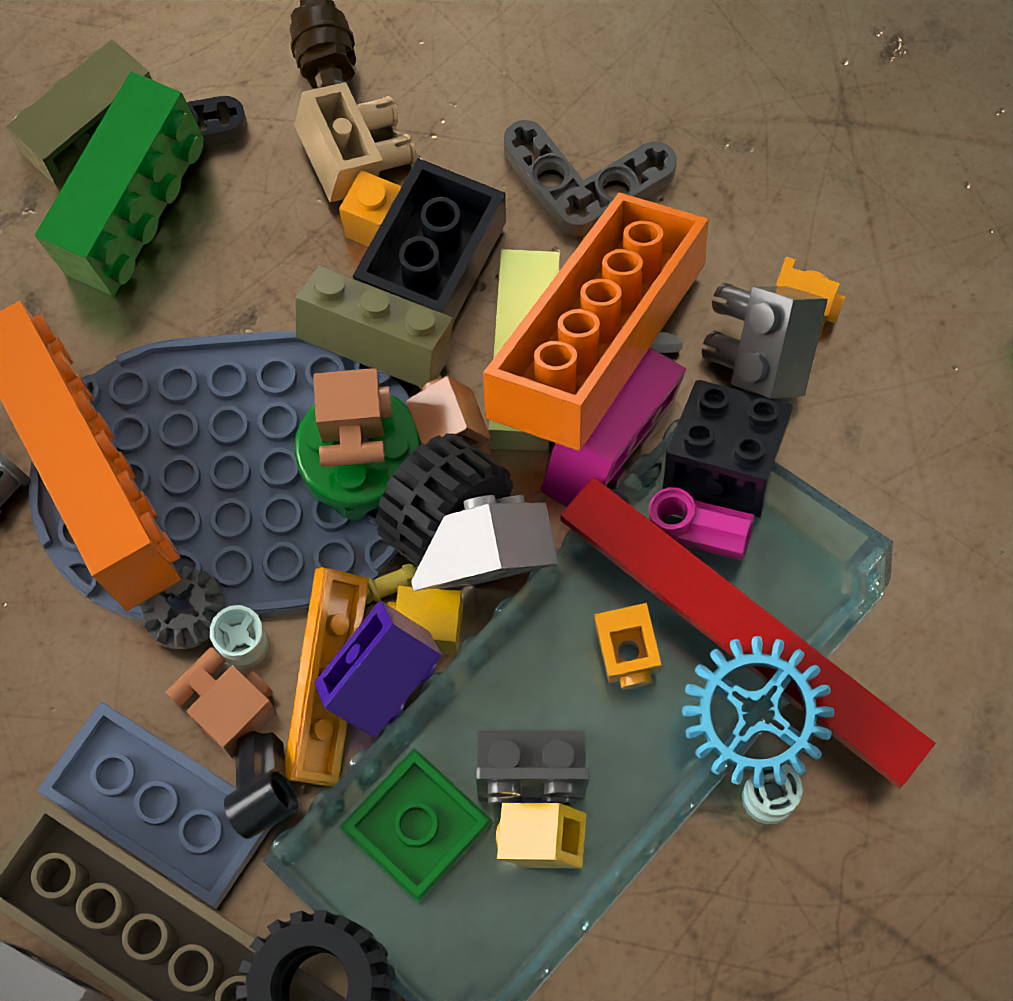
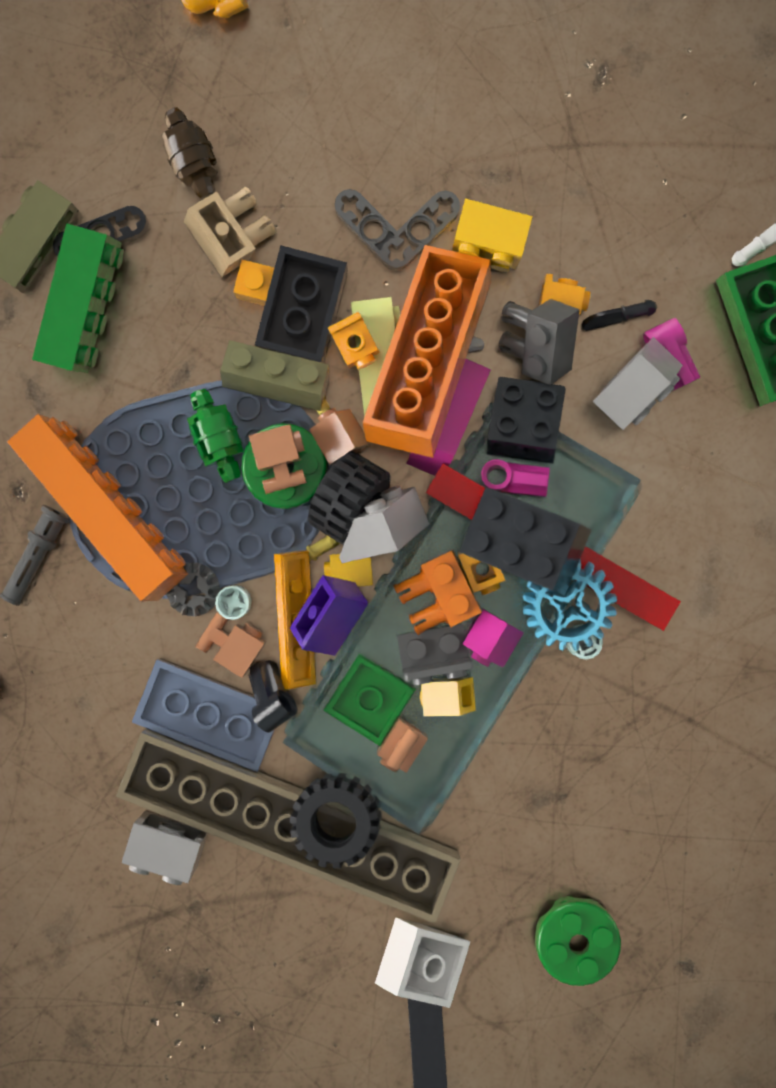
camera: 10 degrees left, 20 degrees up
(269, 392) = (215, 435): none -> green piece
(452, 905) = (401, 746): none -> nougat brick
(495, 290) = (347, 328): none -> light orange brick
(579, 682) = (451, 587): none -> orange brick
(627, 758) = (492, 639): none -> dark pink brick
(703, 590) = (525, 540): none -> black brick
(720, 186) = (492, 234): none -> yellow brick
(880, 338) = (620, 314): none -> black piece
(902, 416) = (637, 385): none -> light grey brick
(952, 387) = (672, 337): none -> dark pink piece

